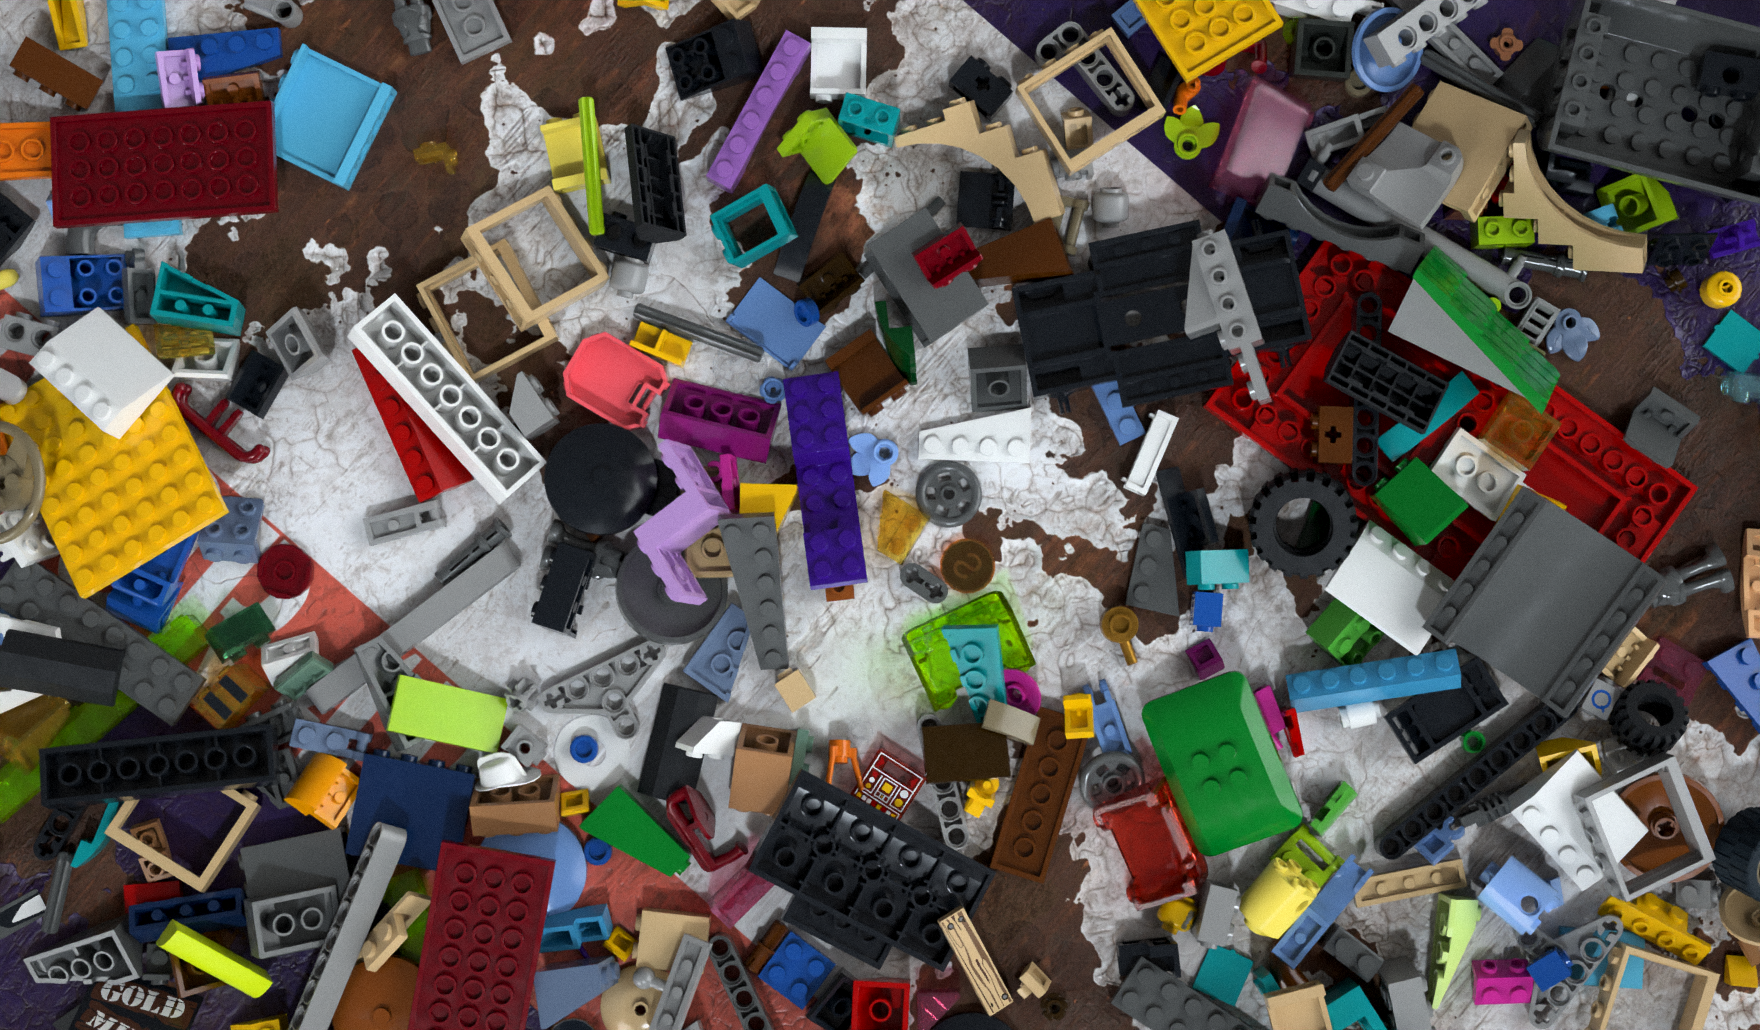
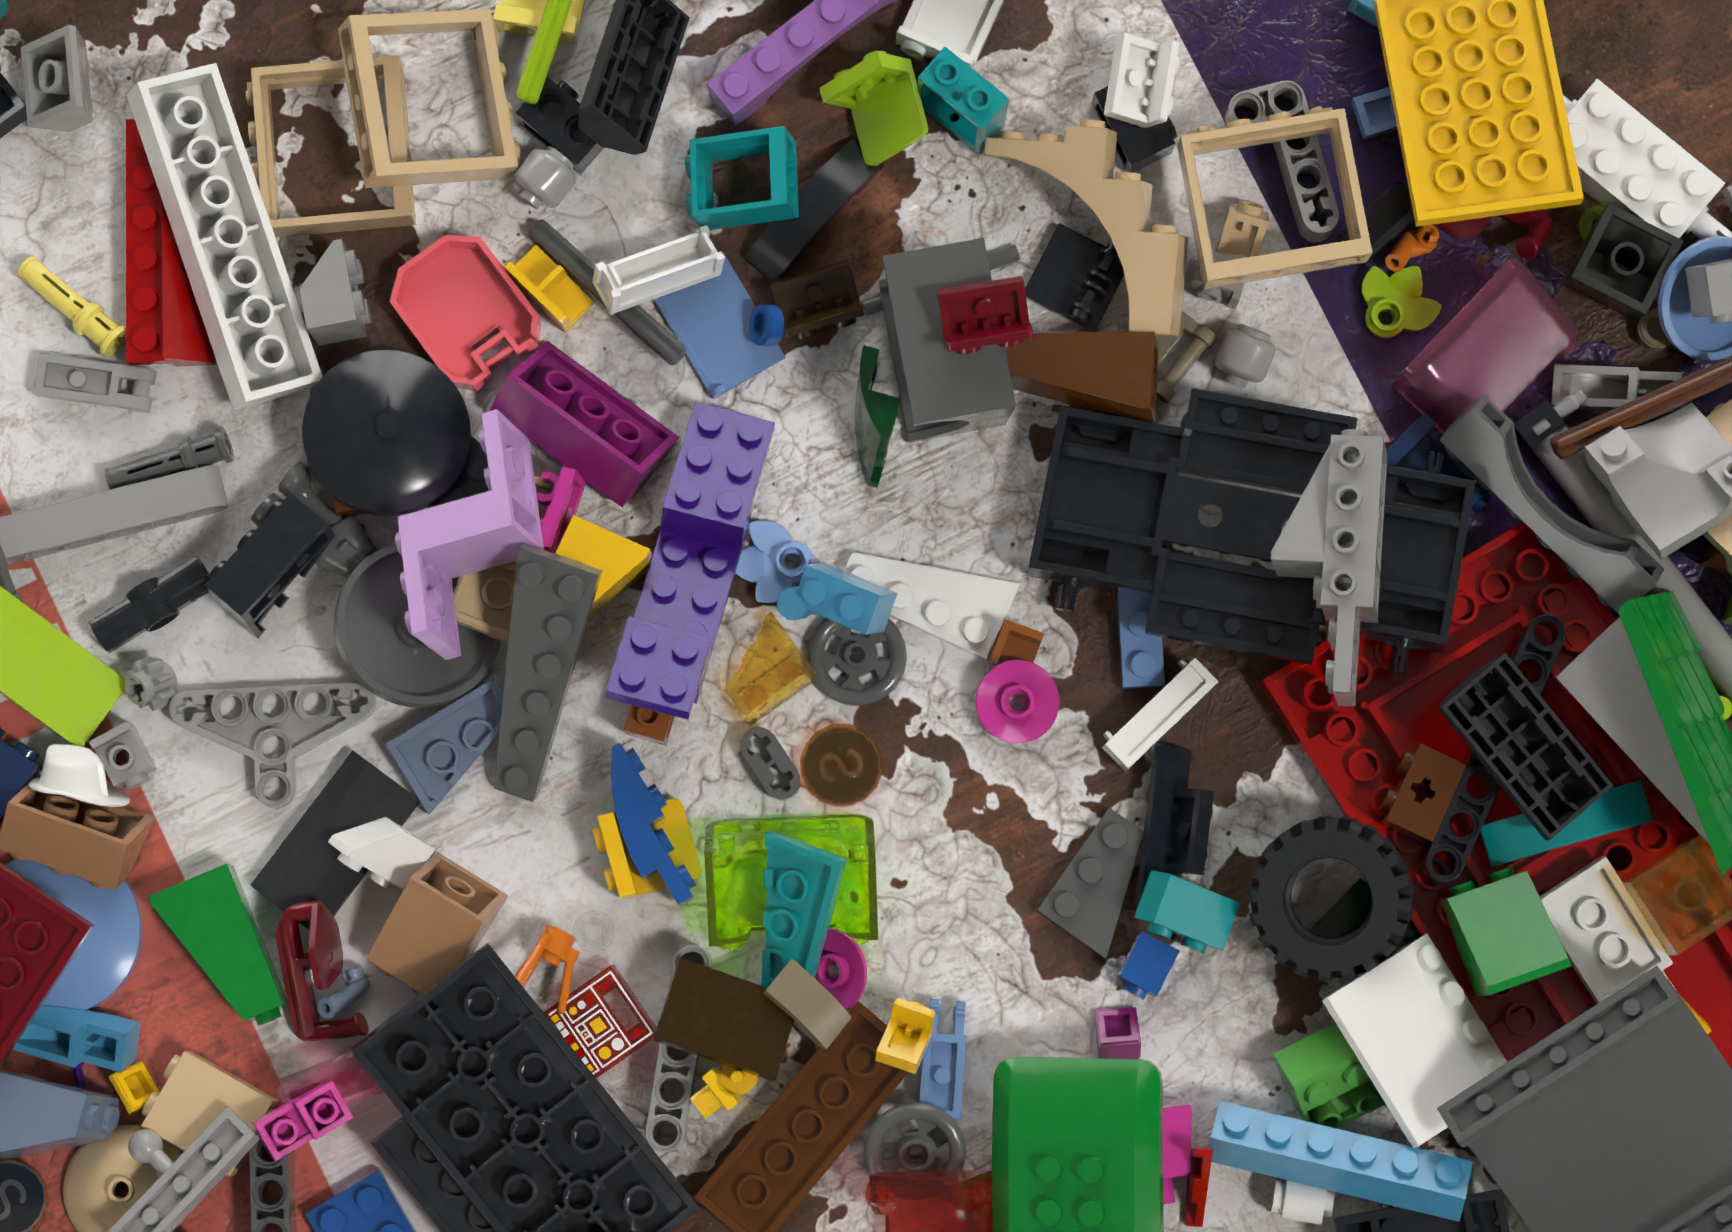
camera: 20 degrees right, 5 degrees down
(381, 484) = (86, 317): none -> light yellow pin
(501, 645) = (151, 605): none -> black piece
(575, 803) = (158, 865): yellow slope -> none
(584, 748) = (203, 795): blue tile -> none
(587, 776) = (176, 813): white sticker -> none
(597, 851) = (160, 945): blue tile -> none
(724, 837) = (345, 998): none -> sand blue arm
(725, 307) = (658, 271): none -> white container
(733, 922) = (302, 1120): none -> dark pink slope
(765, 390) = (668, 405): medium blue plate -> none
(766, 946) = (335, 1176): reddish brown axle -> none
(794, 689) = (528, 834): tan brick -> none
(803, 744) = (507, 916): sand green plate -> none
(855, 648) = (638, 810): none -> blue slope
(867, 374) = (814, 444): reddish brown panel -> none
(871, 667) = (623, 874): none -> yellow bracket
(924, 464) = (839, 598): none -> dark azure hinge
(977, 61) = (1141, 80): none -> white bracket
(997, 377) = (990, 524): dark grey slope -> none
(1045, 449) = (1016, 643): none -> dark orange panel
(1074, 484) = (1040, 701): none -> dark pink dish
(1120, 626) = (1015, 937): pearl gold piece -> none

